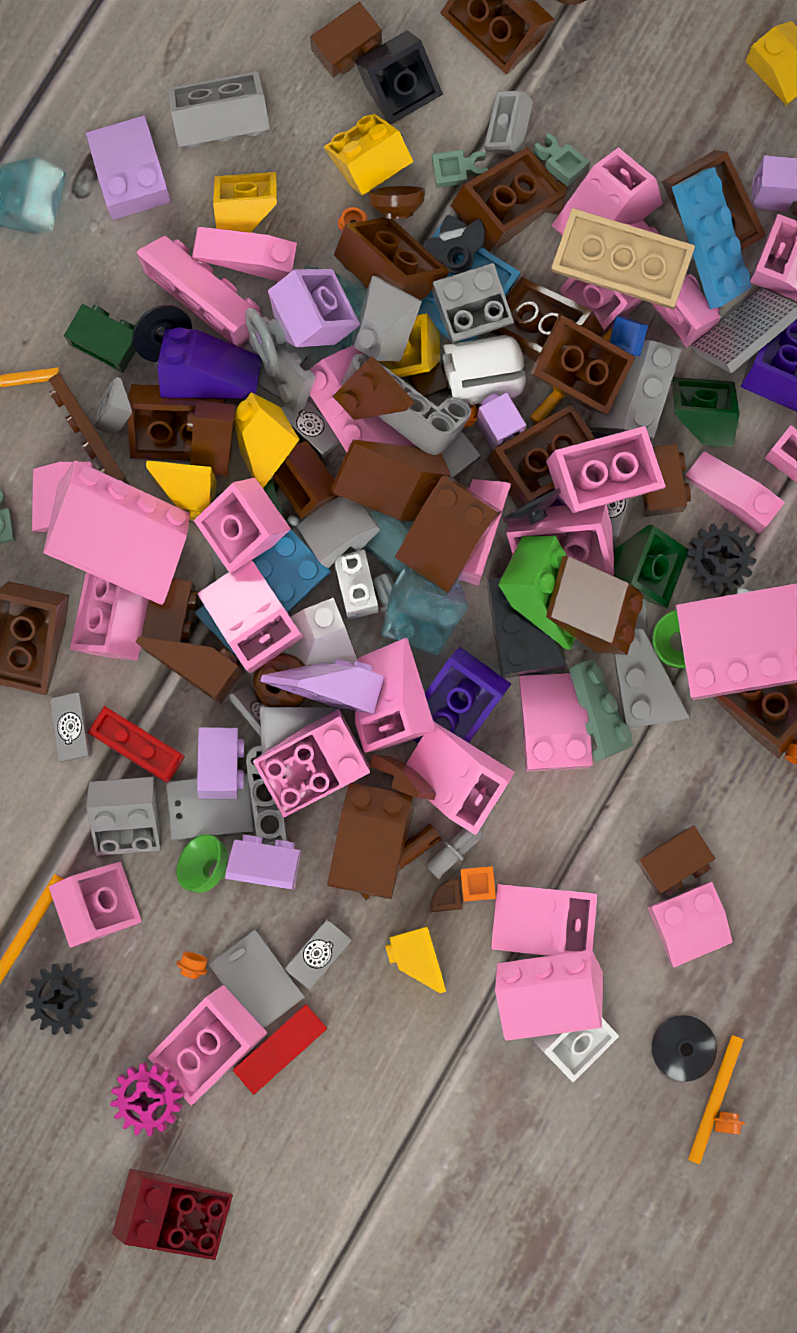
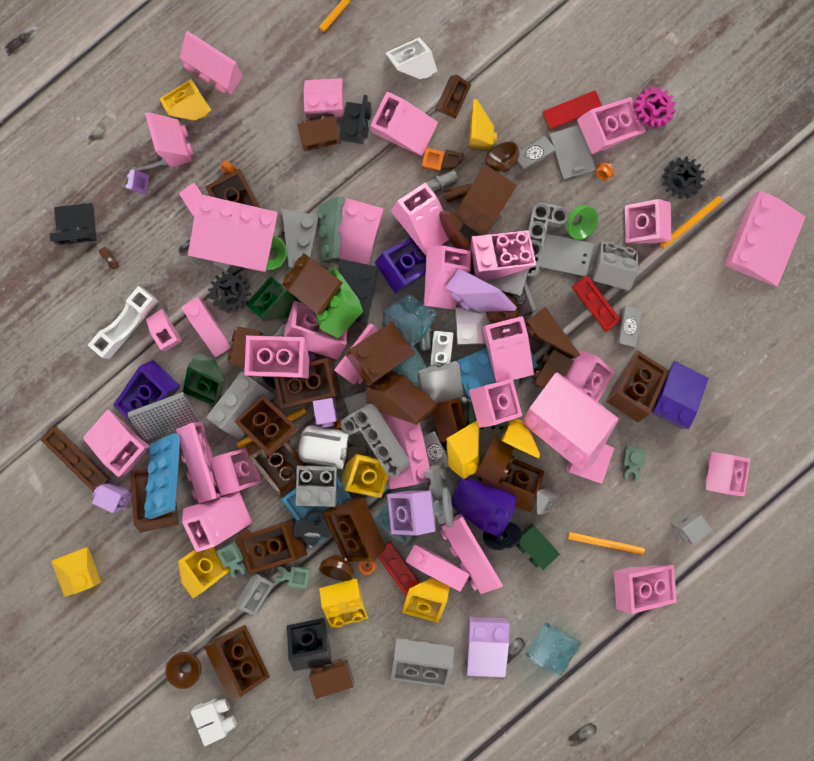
camera: 160 degrees left, 5 degrees up
(79, 422) = (566, 500): reddish brown plate -> none
(171, 1215) = (662, 42): dark red slope -> none
(218, 763) = (553, 275): lavender brick -> none
(263, 863) = (550, 204): lavender slope -> none
(308, 234) = (398, 568): none -> red tile
(372, 393) = (394, 449): reddish brown wing -> none
(373, 929) = (503, 156): none -> reddish brown piece
(385, 321) = (371, 492): light grey slope -> none
(479, 1005) = (453, 96): none -> reddish brown slope
(534, 510) = (326, 351): black dish -> none
(549, 995) = (416, 79): bright pink slope -> none
(600, 124) = (201, 570): none -> yellow slope
(623, 258) = (219, 478): tan plate -> none
(624, 901) = (355, 121): none -> black bracket
(628, 335) = (233, 436): blue plate -> none
(667, 1045) = (352, 42): black dish -> none

